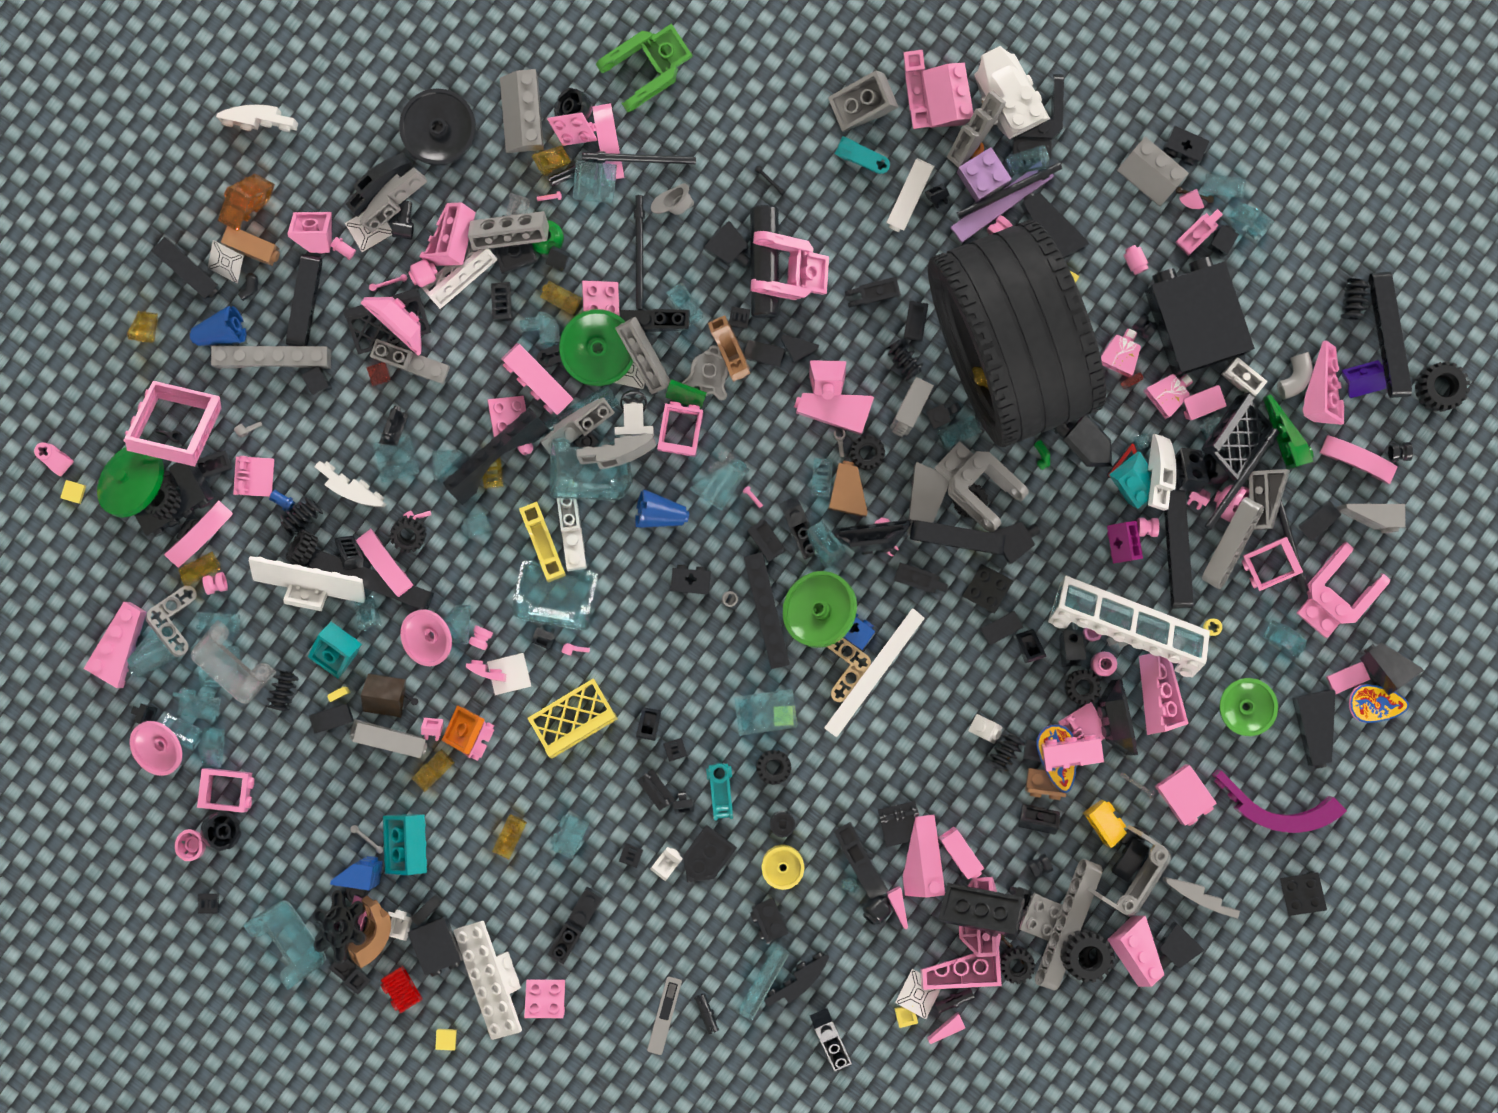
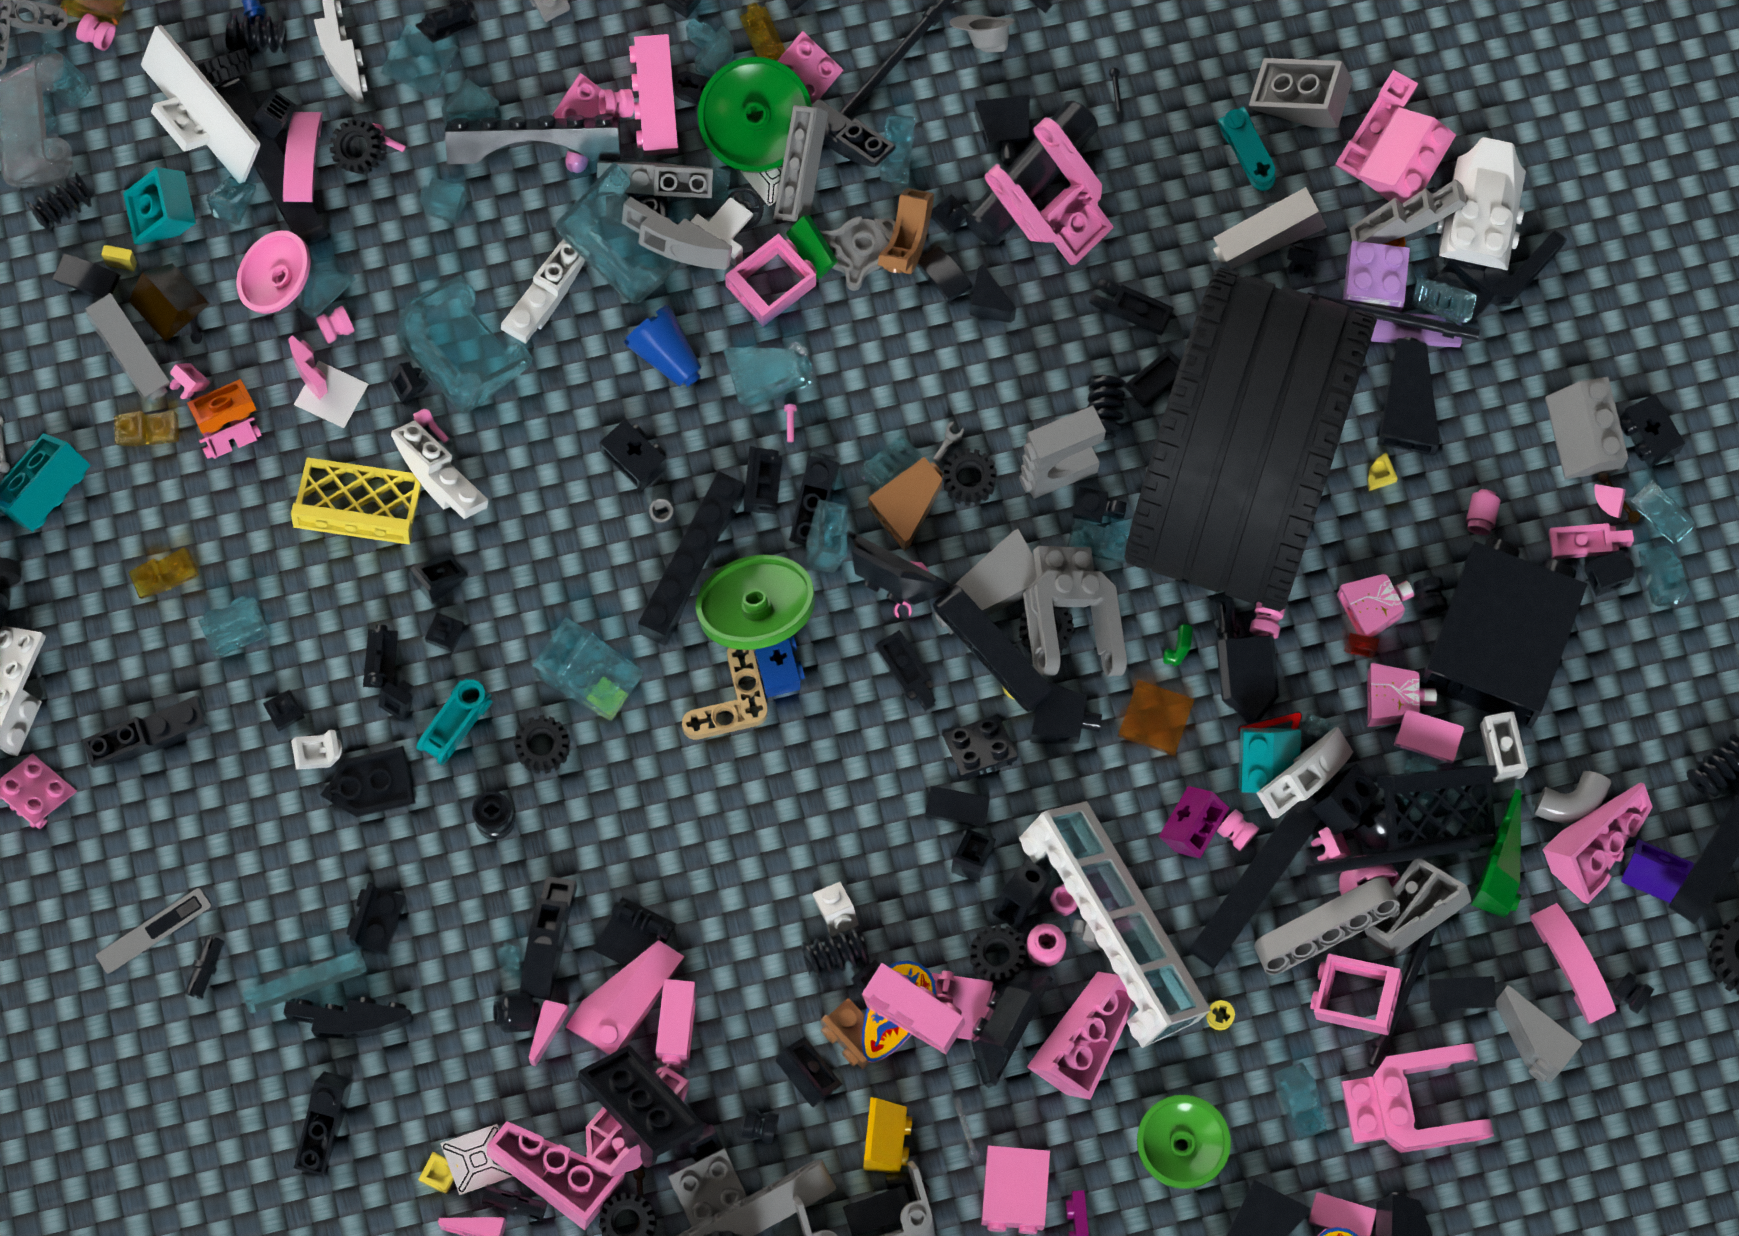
camera: 40 degrees right, 15 degrees down
(494, 484) = (512, 176): clear yellow slope -> none
(521, 400) = (616, 103): none -> bright pink wheel
(542, 542) = (506, 264): light yellow arch -> none
(600, 673) = (434, 471): none -> white slope
(782, 855) = (451, 882): light yellow wheel -> none
(827, 377) = (996, 354): bright pink torso -> none
(841, 411) = (974, 400): bright pink slope -> none
(874, 672) = (758, 734): white sticker -> none
(1060, 501) = (1156, 717): none -> clear orange tile

